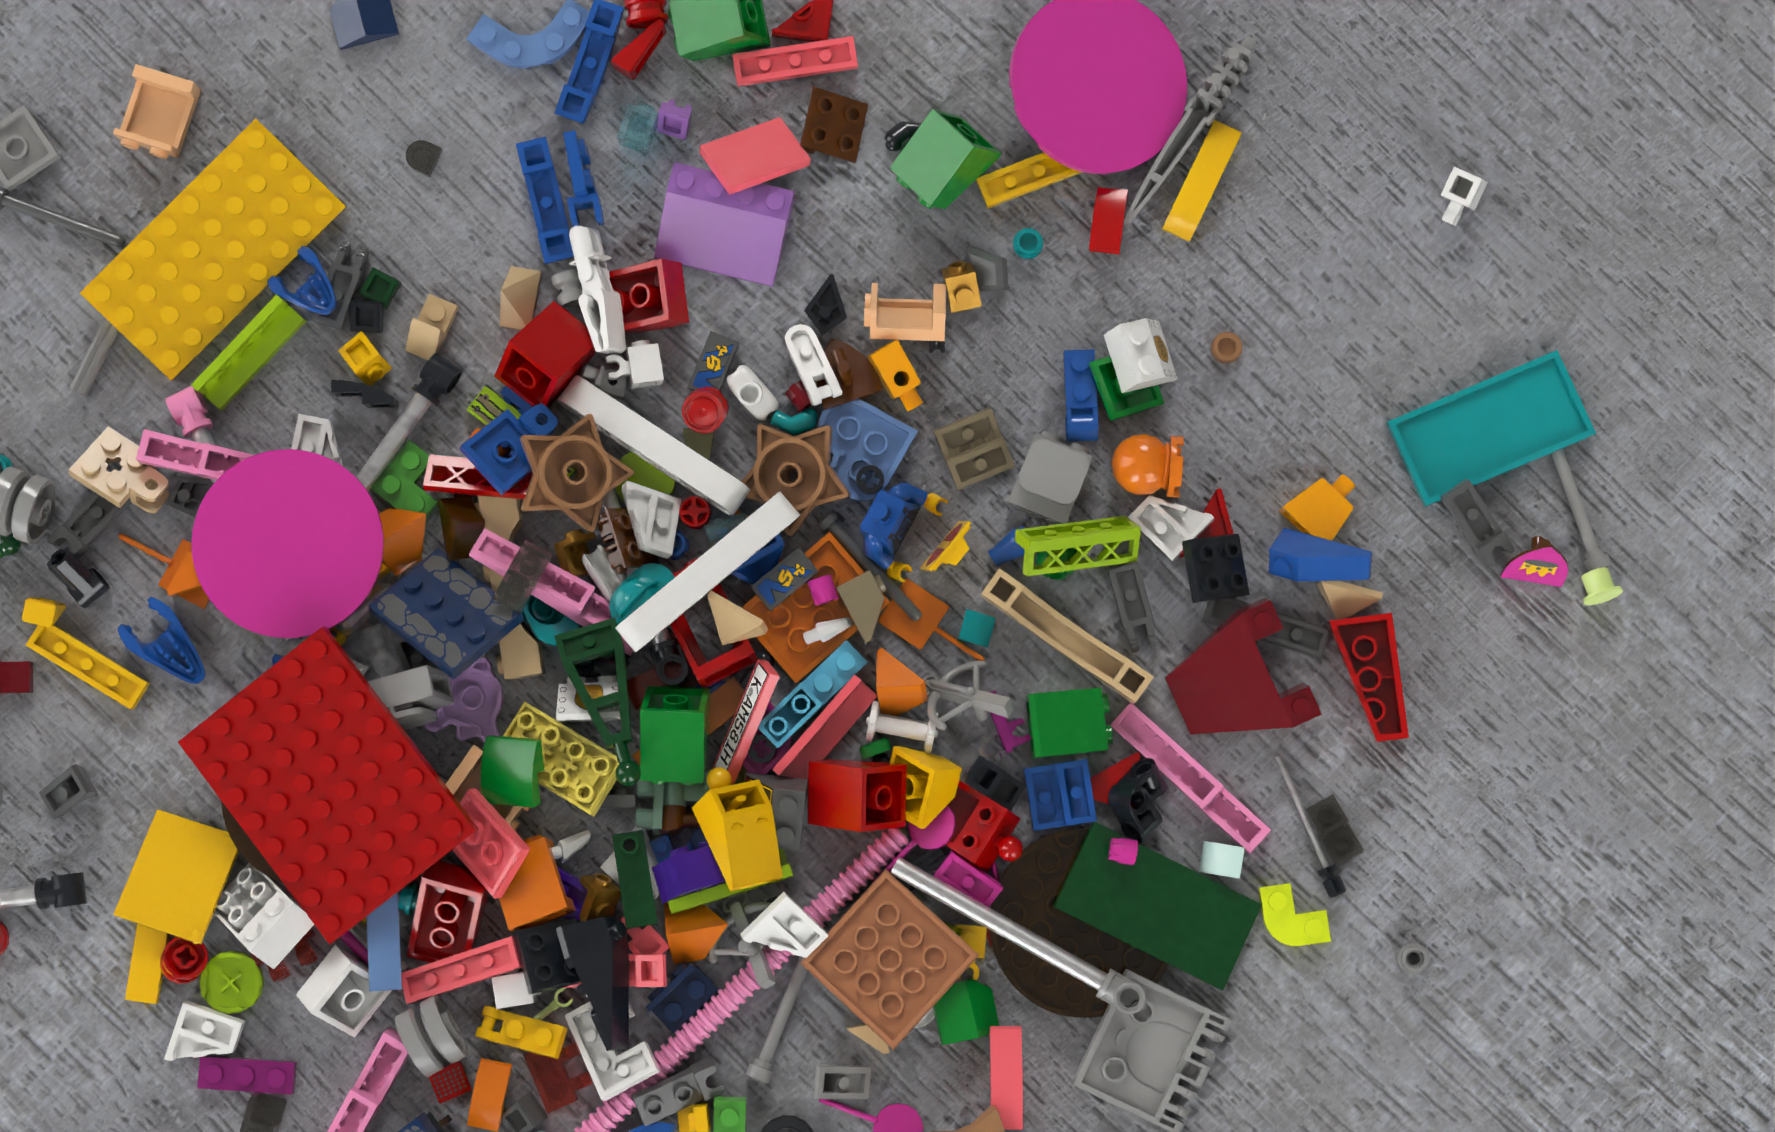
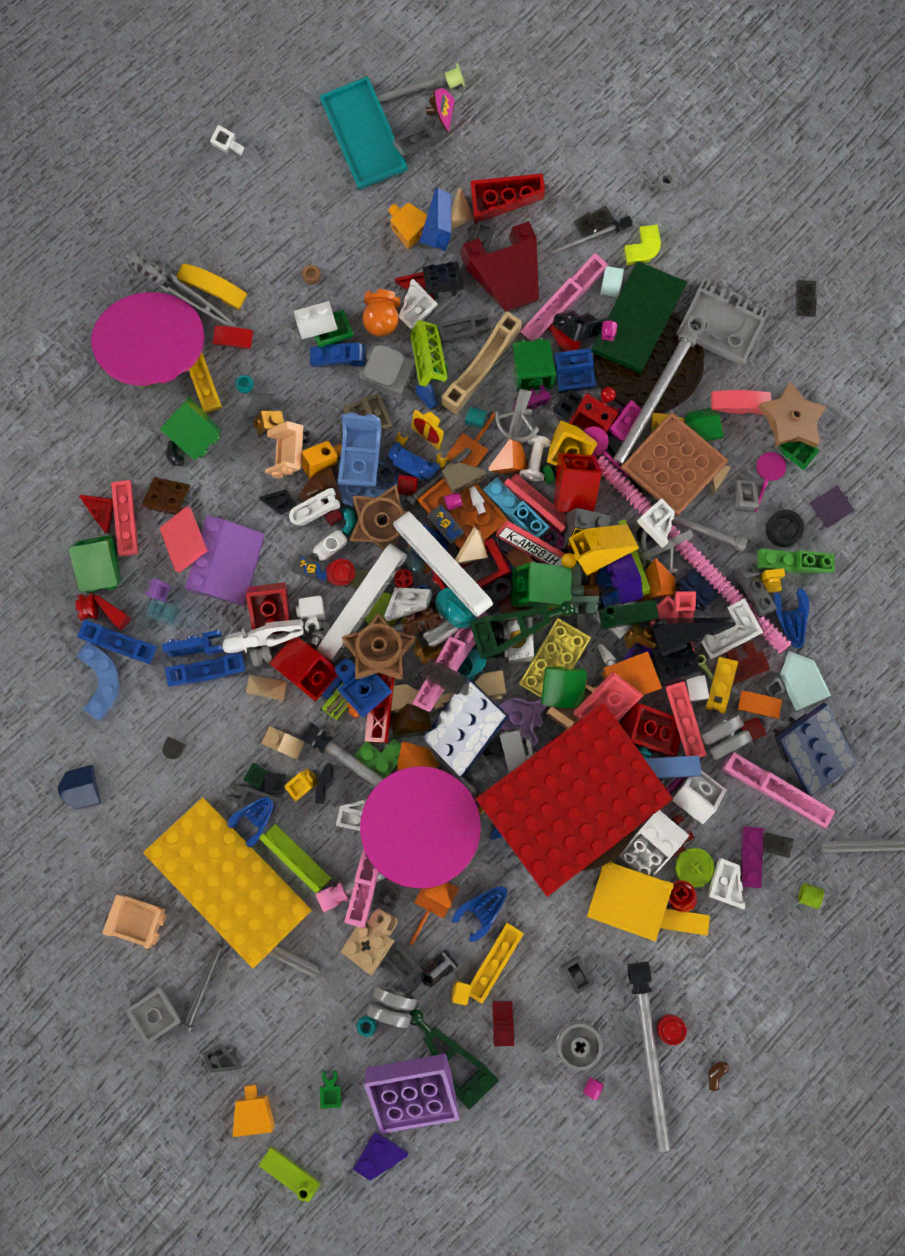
camera: 90 degrees left, 5 degrees down
(853, 515) = (407, 485): none -> red slope
(902, 435) = (360, 450): none -> medium blue bracket

